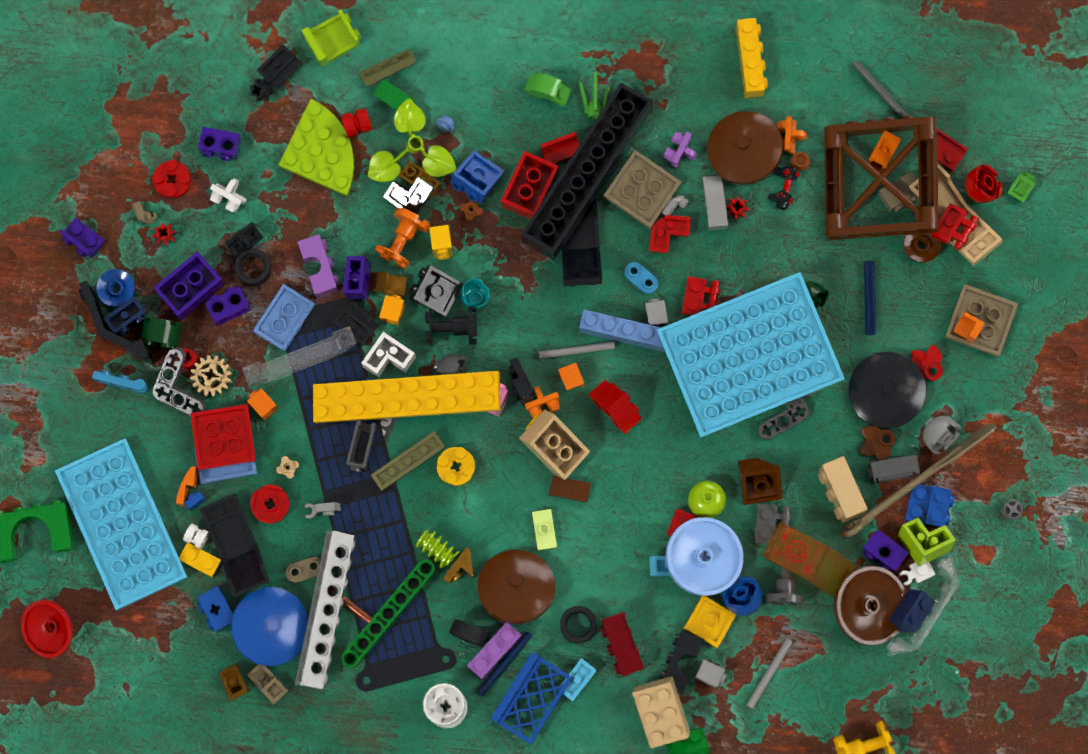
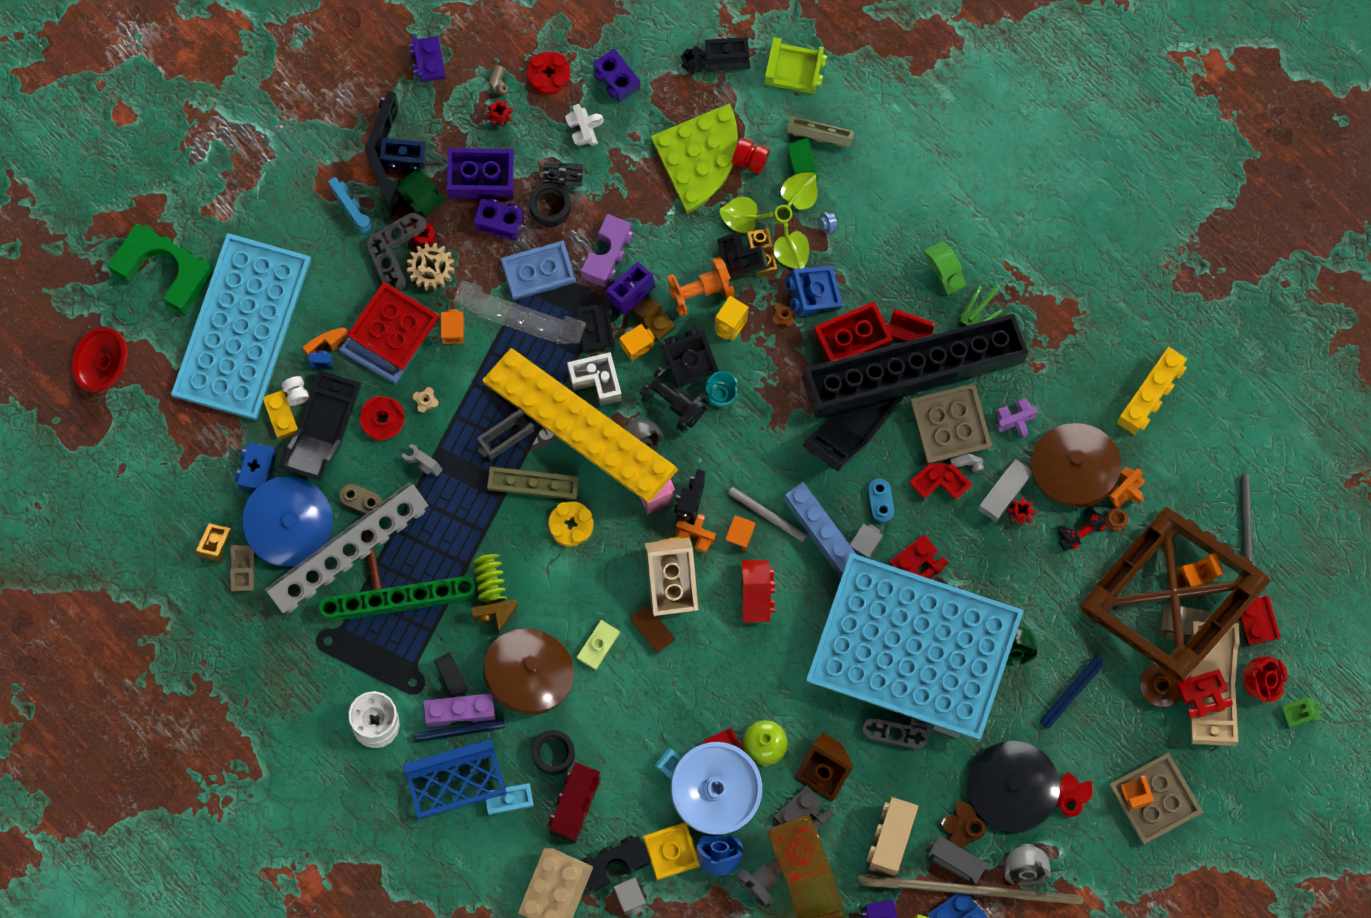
camera: 35 degrees right, 5 degrees down
(109, 281) = (414, 114): blue dish -> none

